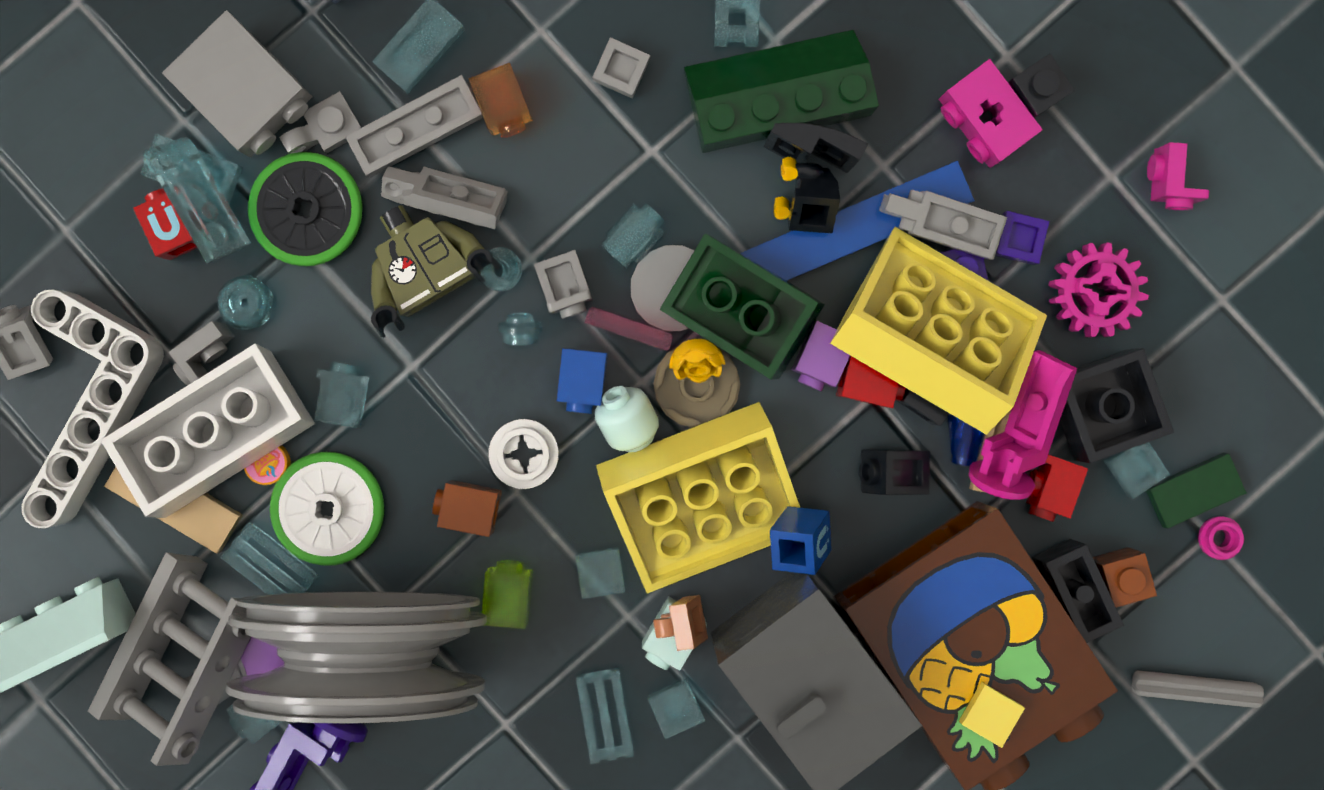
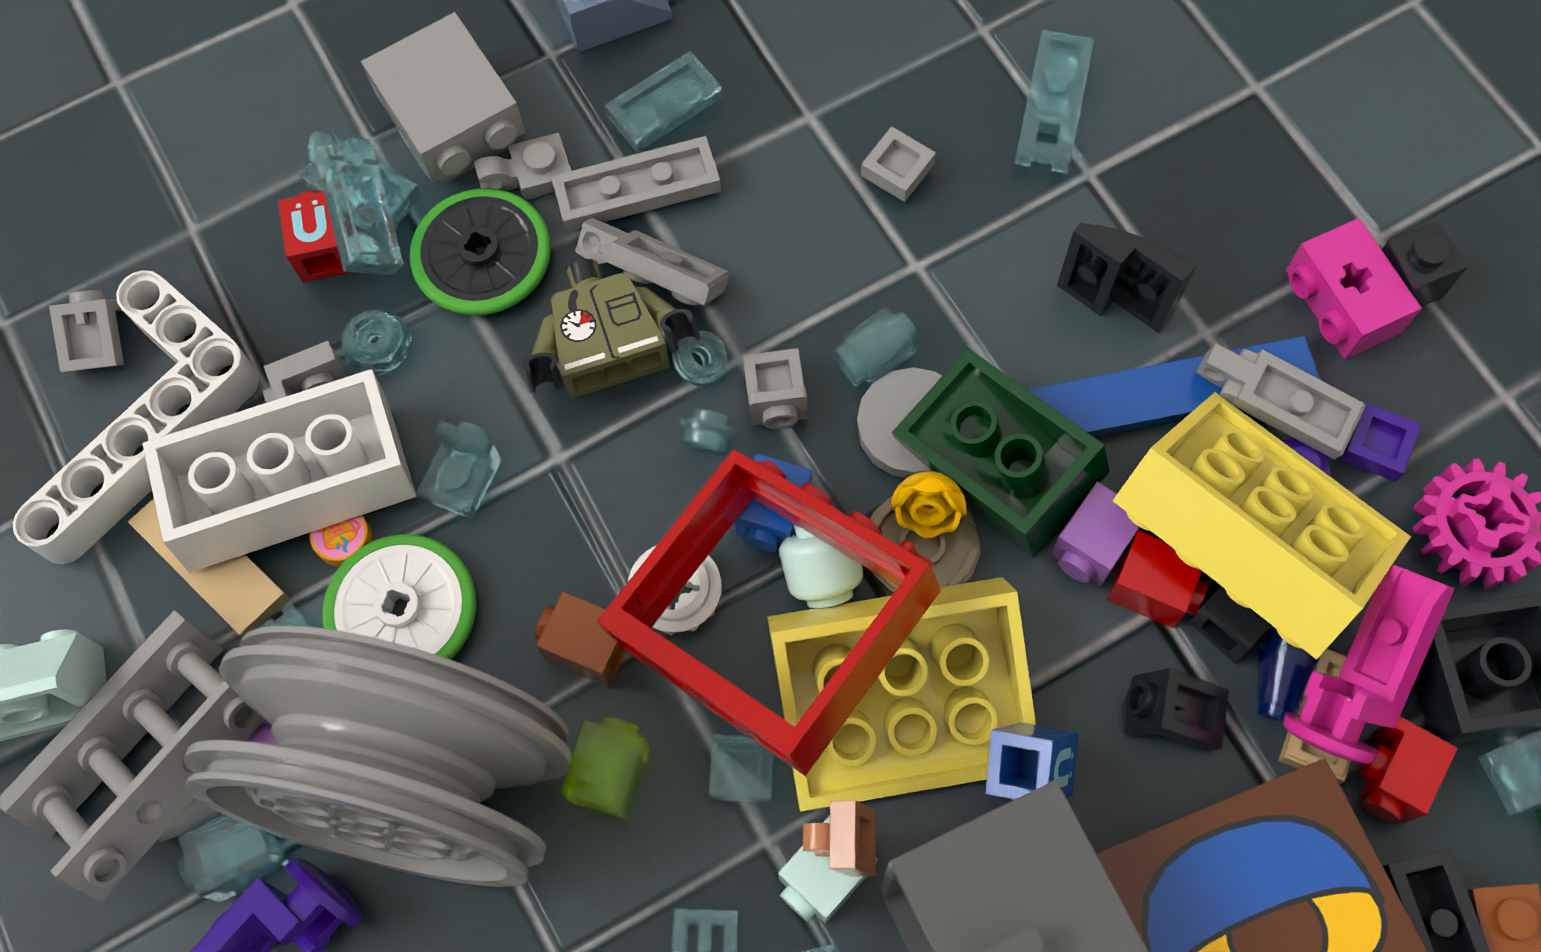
camera: 10 degrees right, 20 degrees down
(499, 500) = (693, 538): none -> red window
(501, 101) = (746, 171): clear orange brick -> none
(628, 329) = (846, 455): clear pink tile -> none
(797, 82) = (1030, 221): dark green slope -> none
(814, 197) = (1112, 338): black piece -> none

